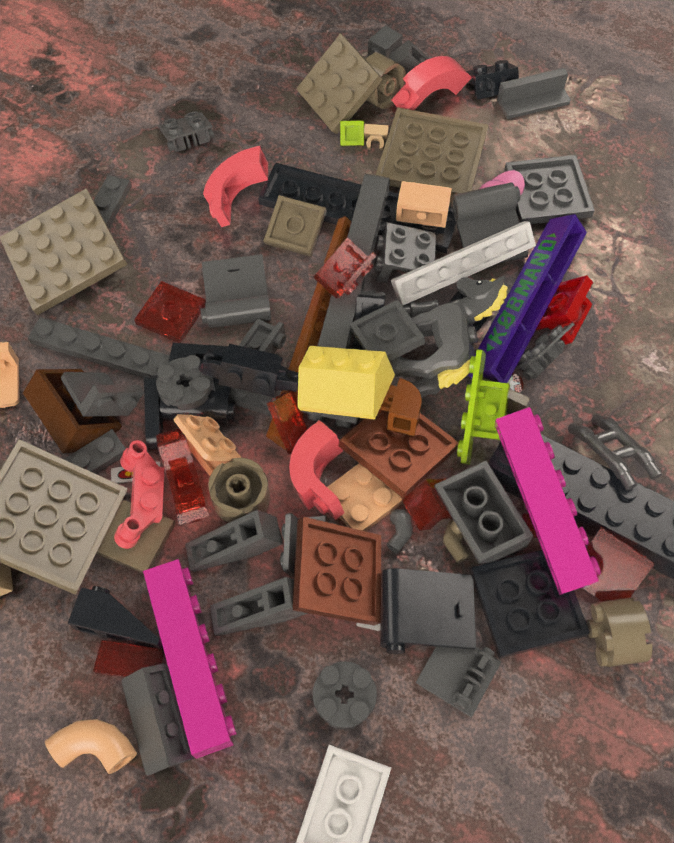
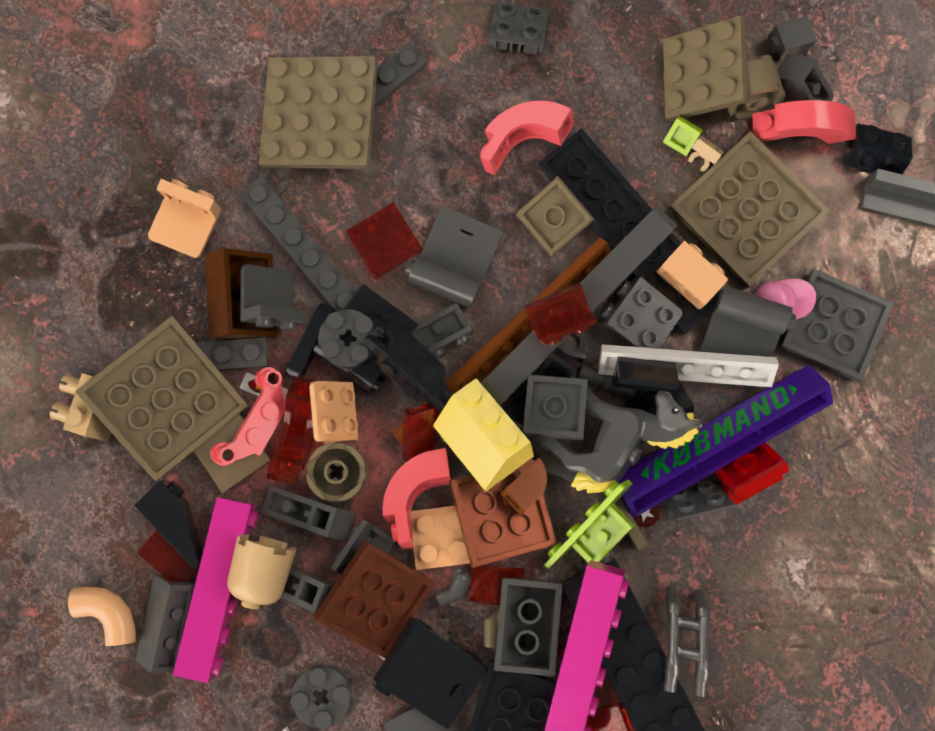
camera: 30 degrees right, 20 degrees up
(219, 602) = (259, 570): none -> tan cylinder
(437, 282) = (645, 374): none -> black panel

